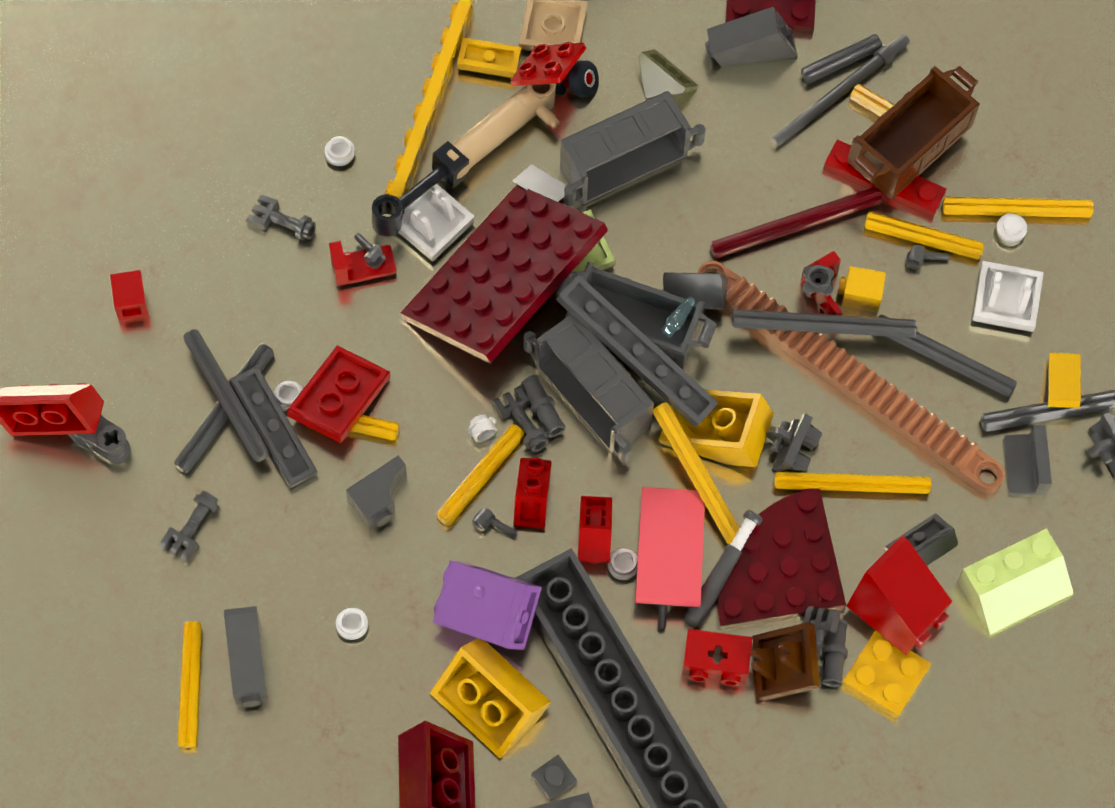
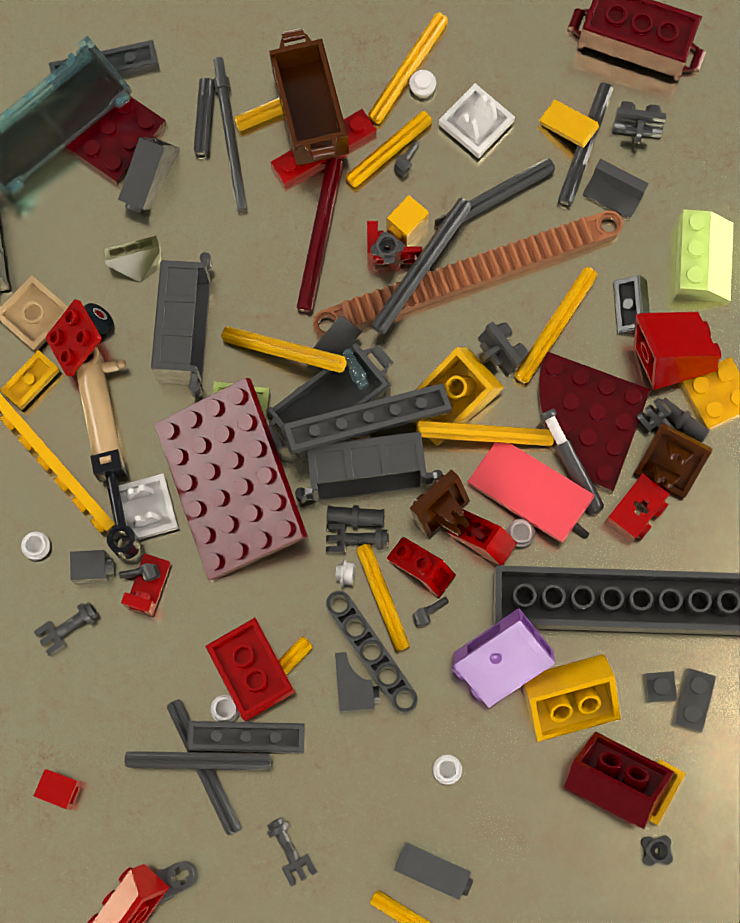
camera: 55 degrees left, 10 degrees up
(348, 206) = (90, 567): none -> dark grey brick
(416, 505) = (368, 638): none -> dark grey beam
(540, 182) = (166, 404): white sticker -> none
(599, 470) = (441, 506): none -> reddish brown plate
(659, 248) = (284, 349): none -> yellow axle

